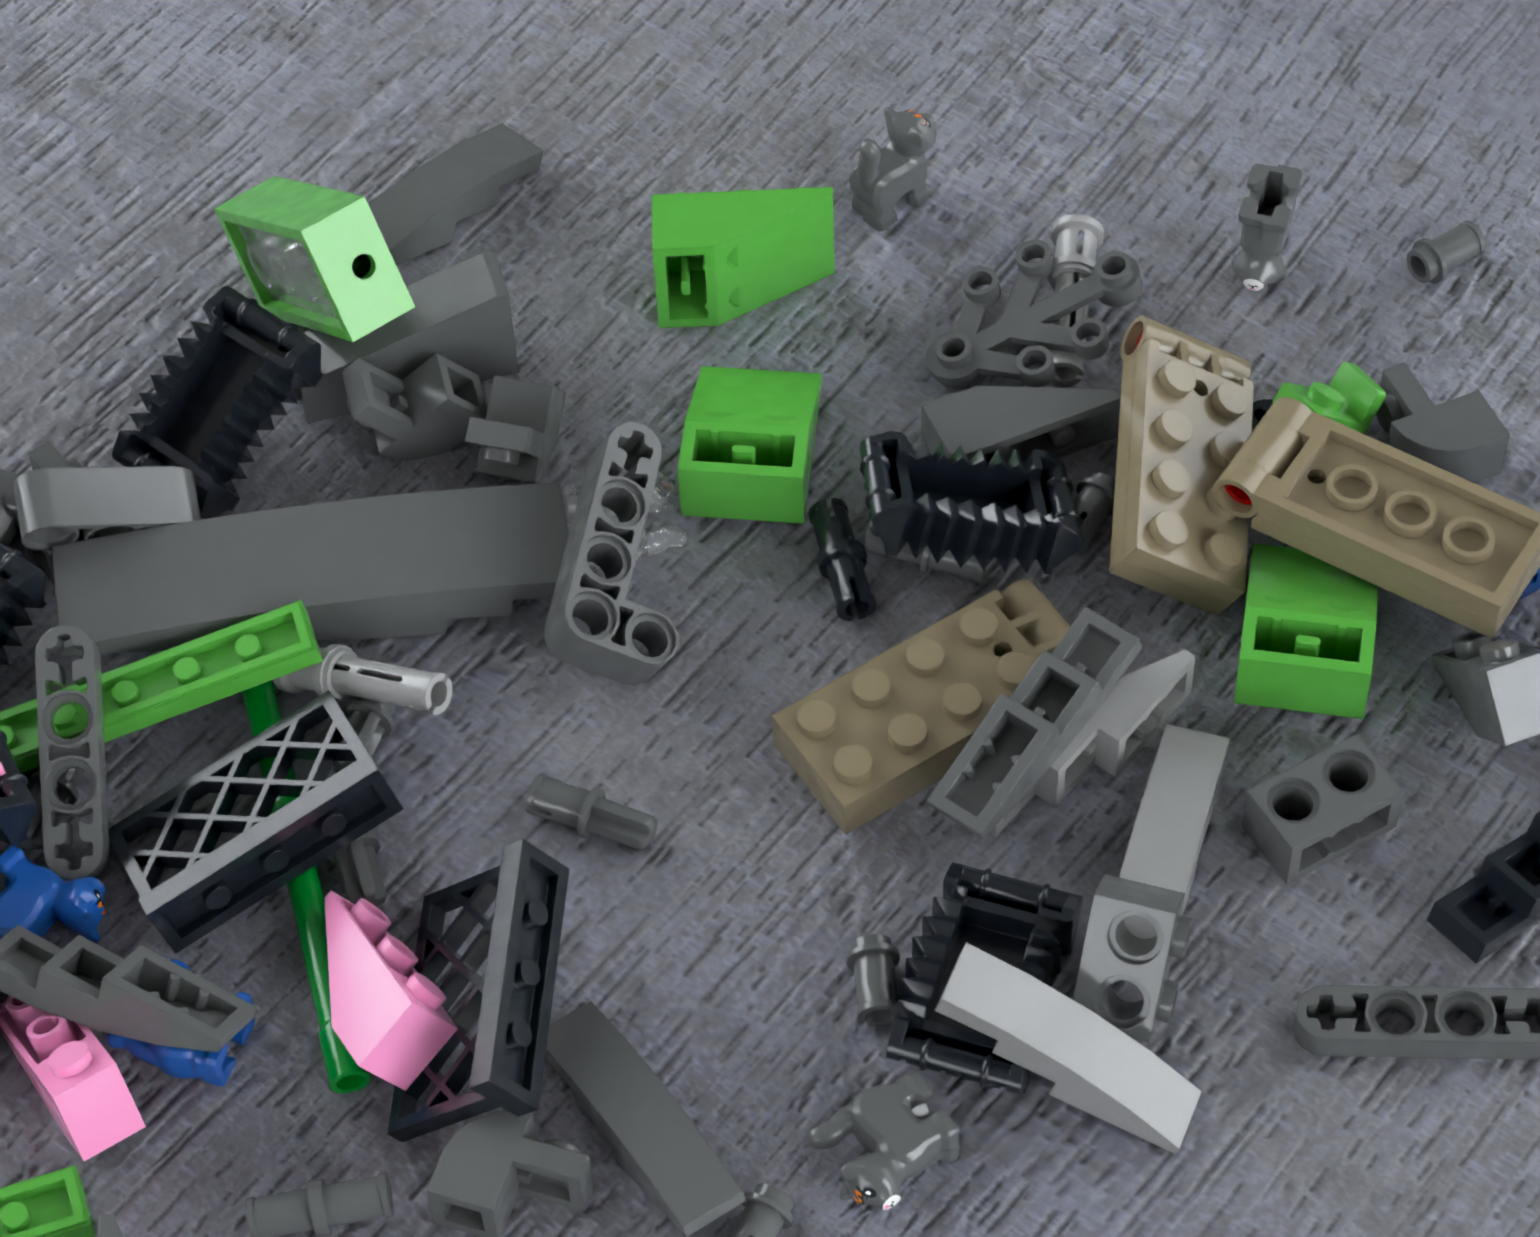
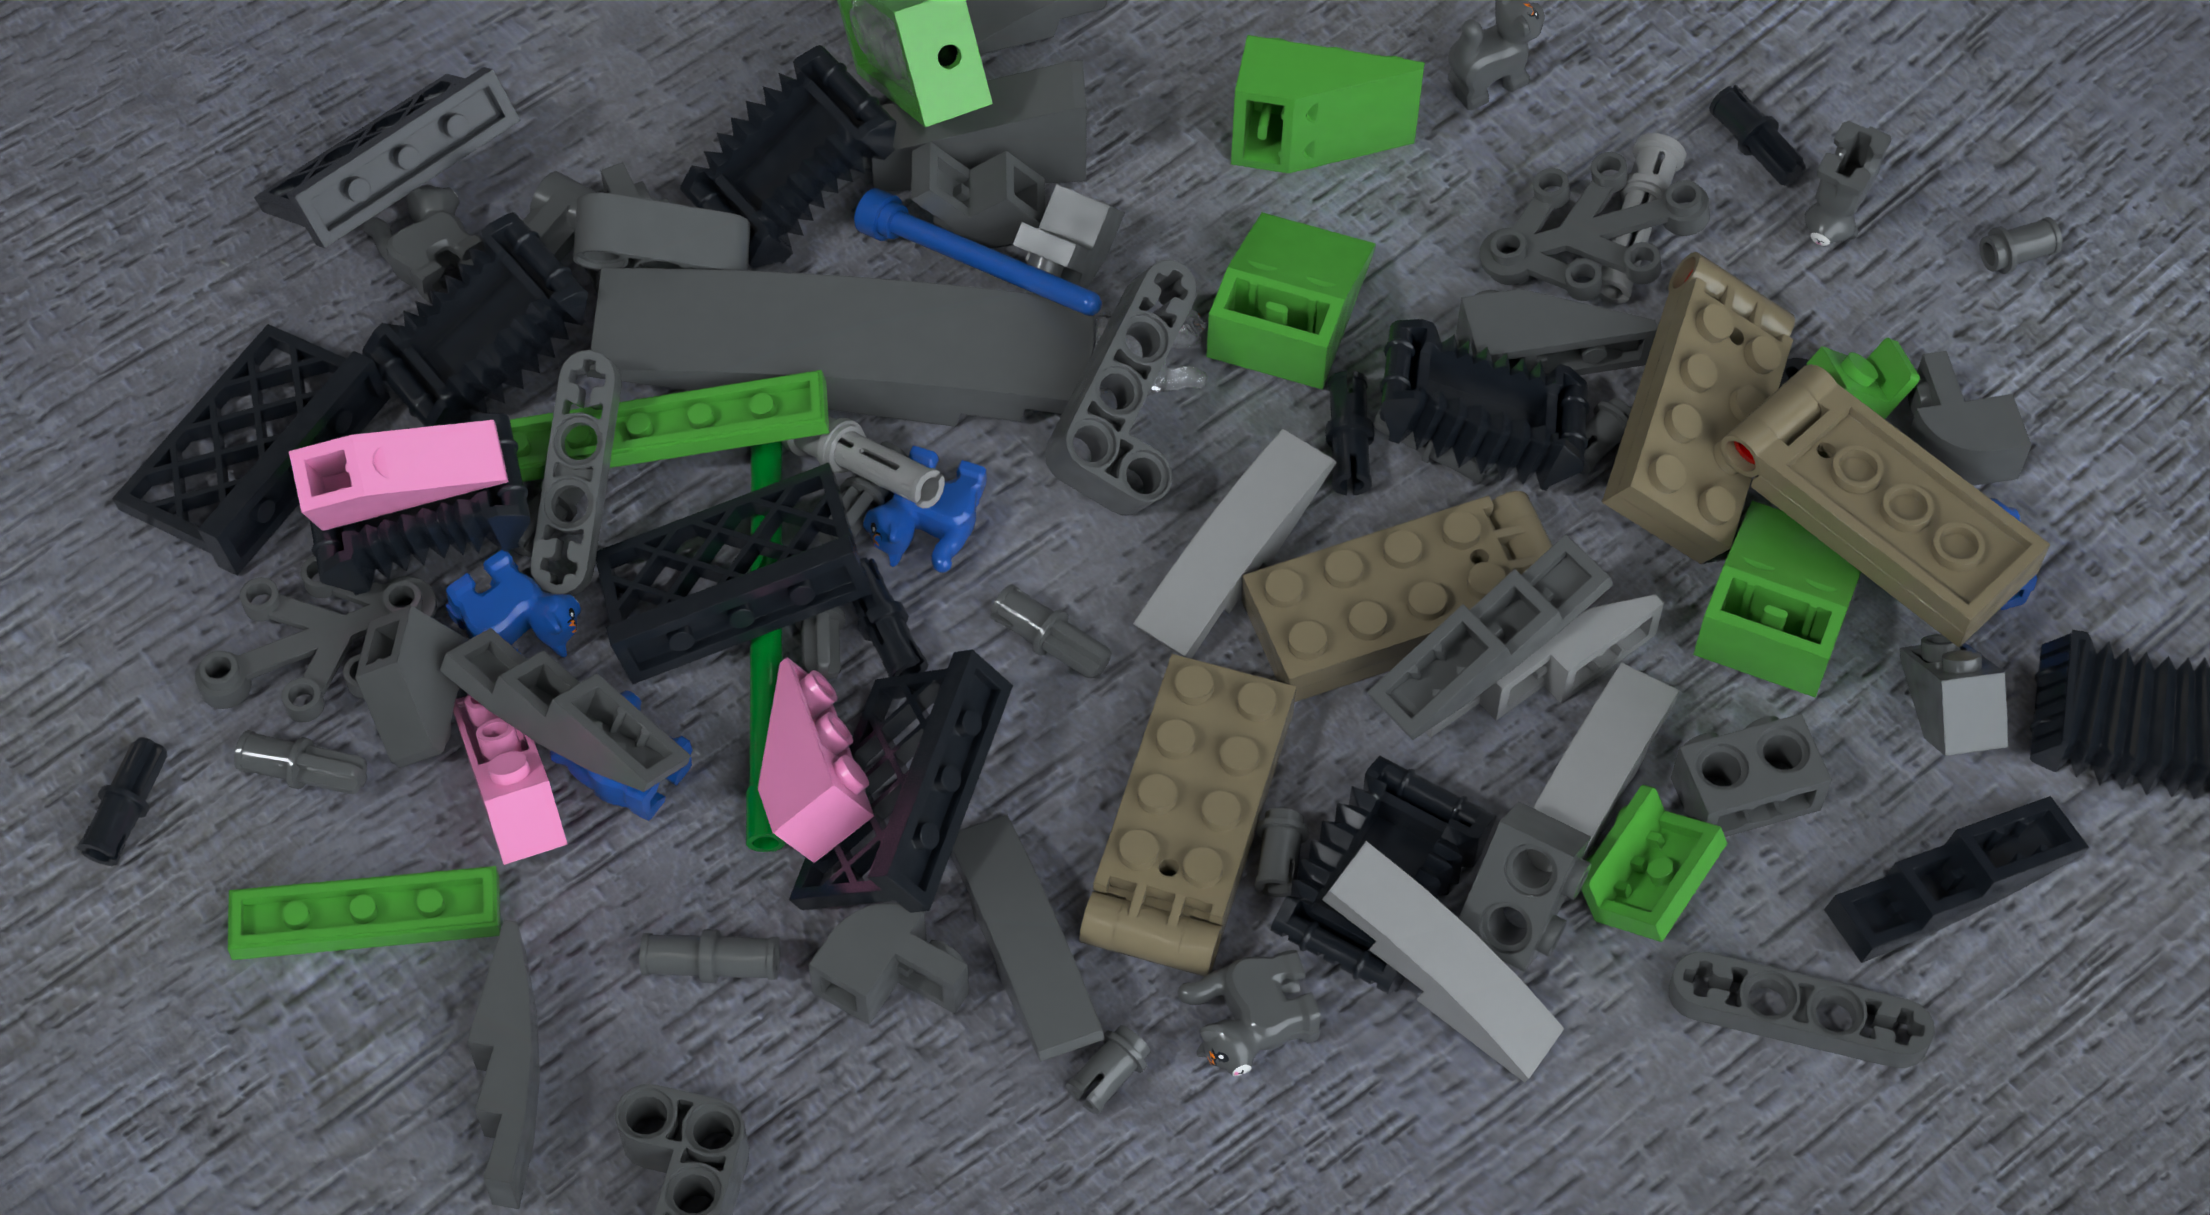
camera: 10 degrees right, 5 degrees up
(325, 443) = (885, 217): none -> blue piece
(421, 839) = (885, 626): none -> black pin
(462, 724) = (948, 519): none -> blue animal
(752, 687) = (1234, 541): none -> light grey slope
(775, 963) = (1188, 816): none -> dark tan hinge
(1167, 199) = (1757, 135): none -> black axle
(1246, 914) = (1649, 866): none -> bright green bracket

